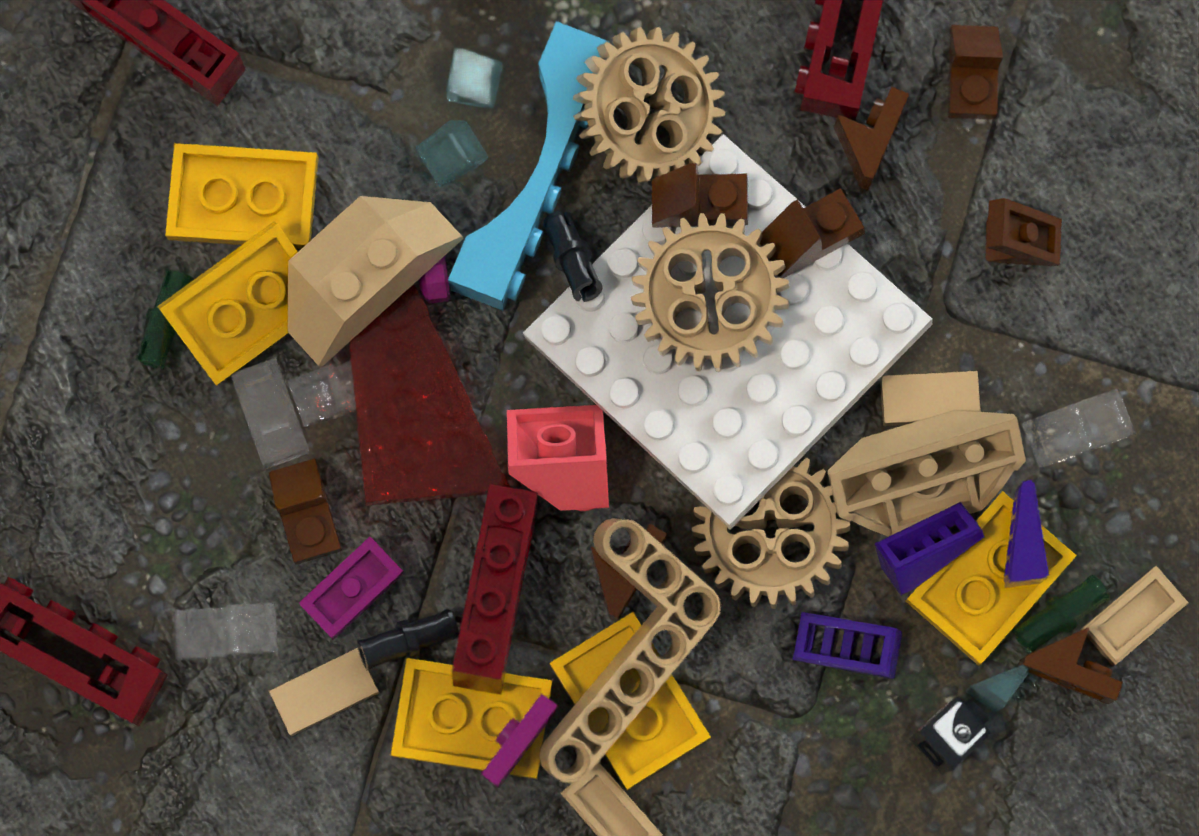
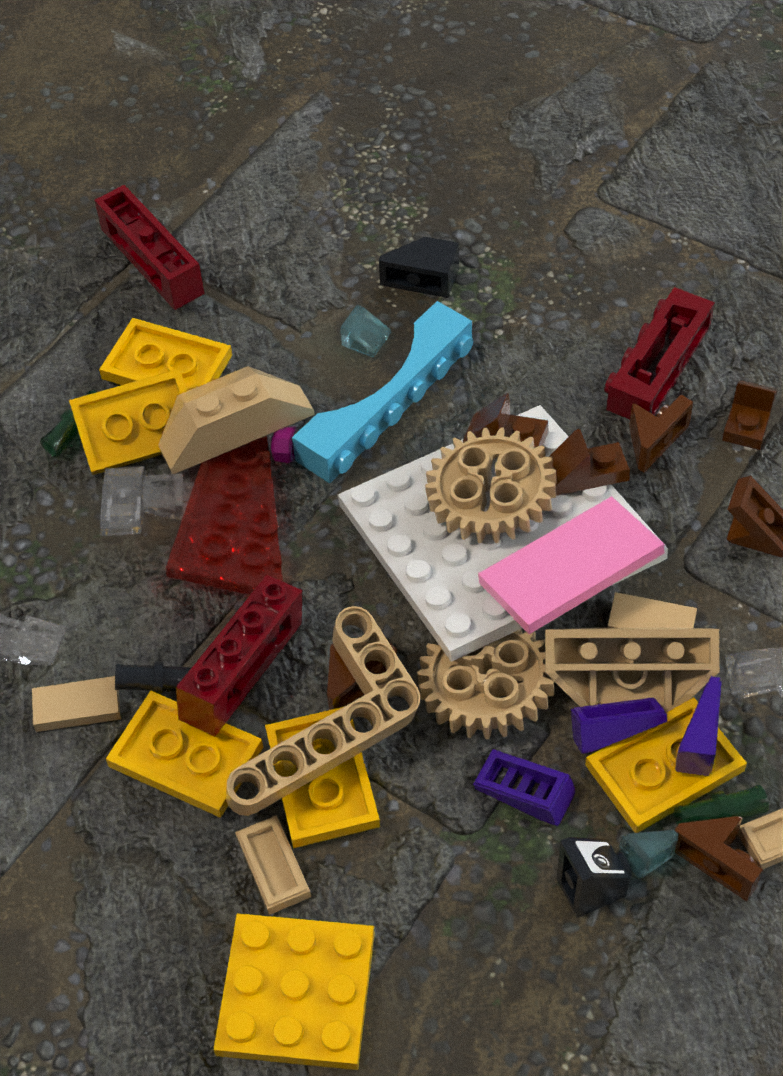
camera: 20 degrees right, 25 degrees down
(304, 511) = (118, 575): reddish brown slope -> none
(351, 588) = (130, 632): magenta plate -> none
(451, 152) = (331, 373): clear light blue slope -> none
(517, 739) = (211, 768): magenta plate -> none
(560, 455) = (333, 580): coral slope -> none
(572, 256) = (394, 449): black pin -> none
(612, 87) = (462, 347): tan gear -> none
(833, 379) = (570, 564): none -> bright pink tile

